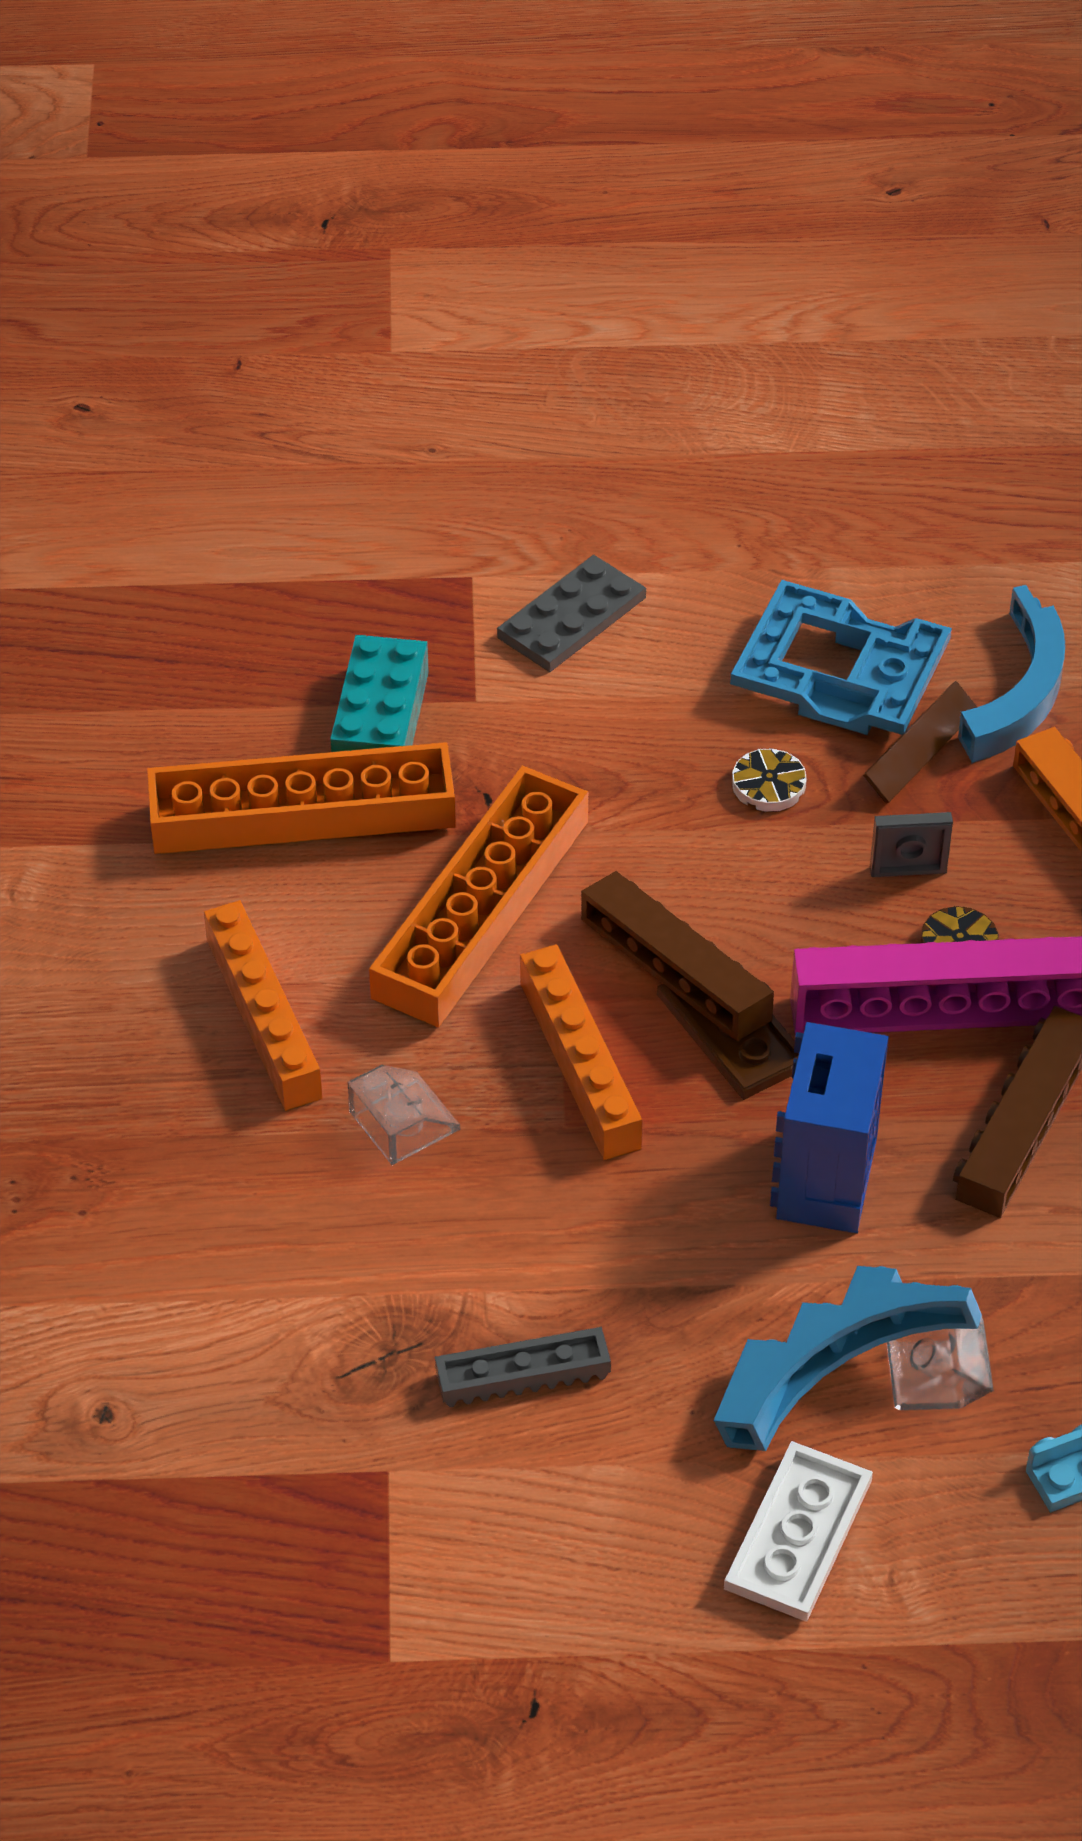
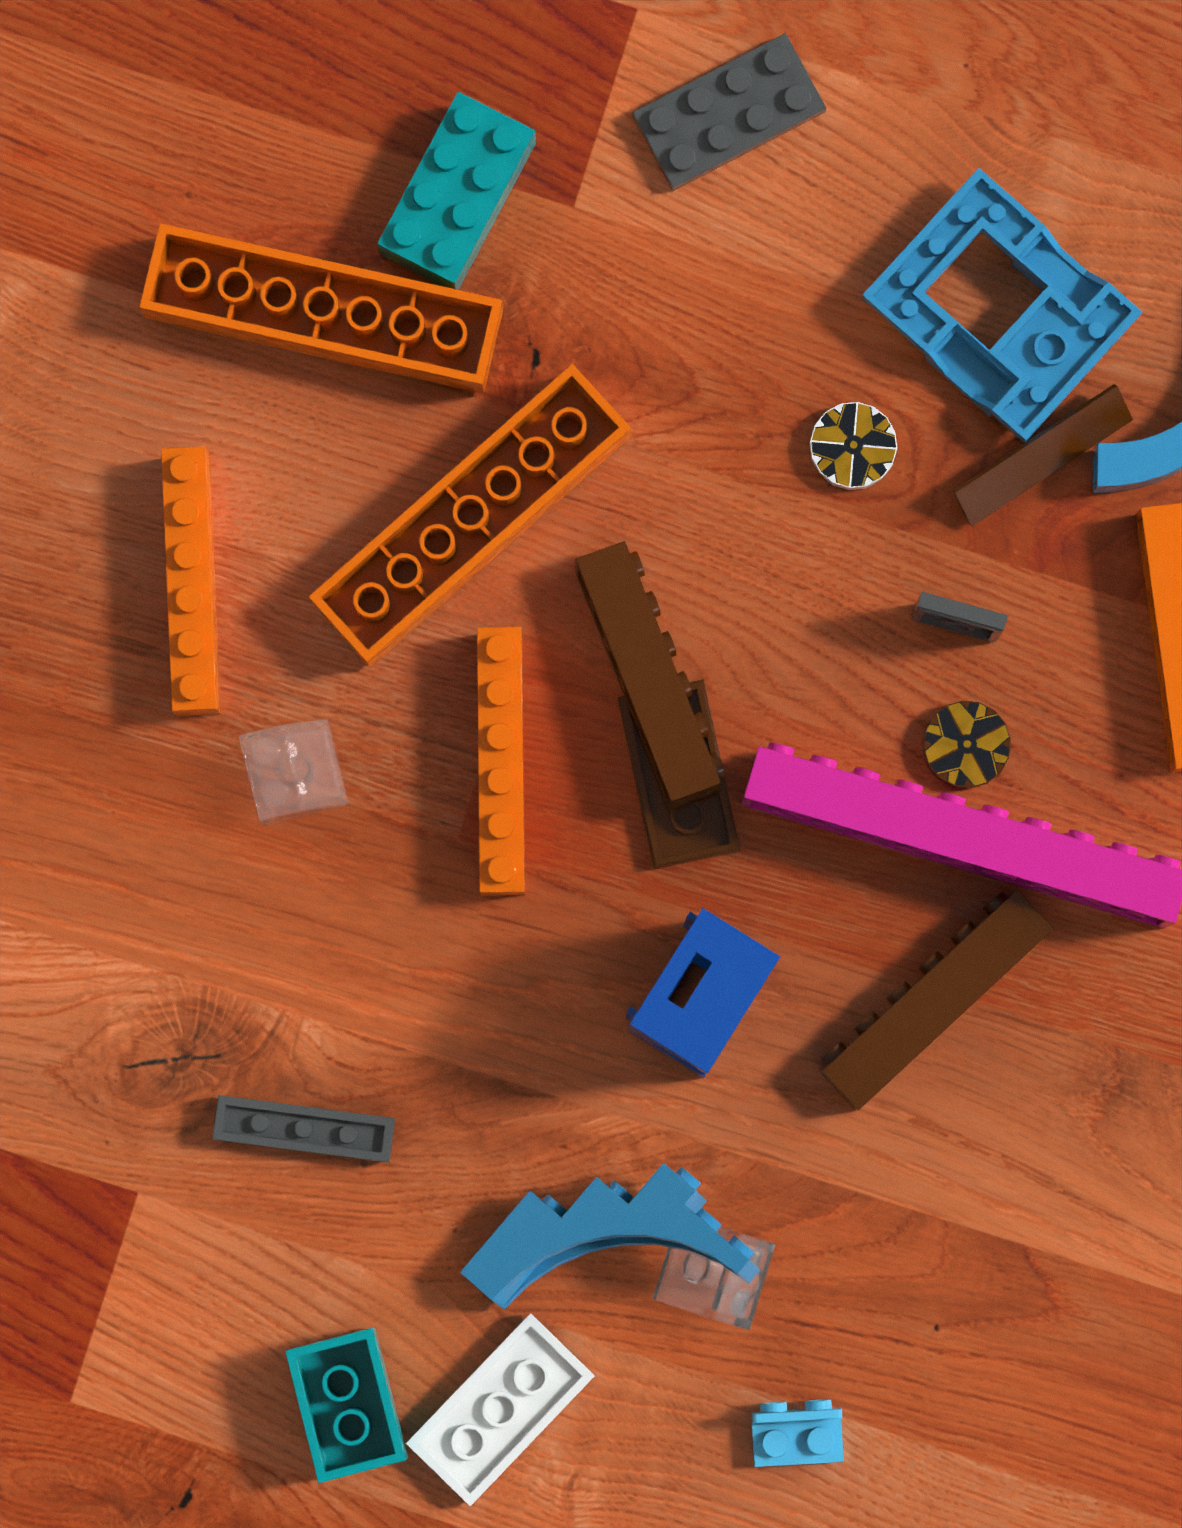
camera: 20 degrees right, 35 degrees up
(656, 1560) = (346, 1404): none -> teal brick

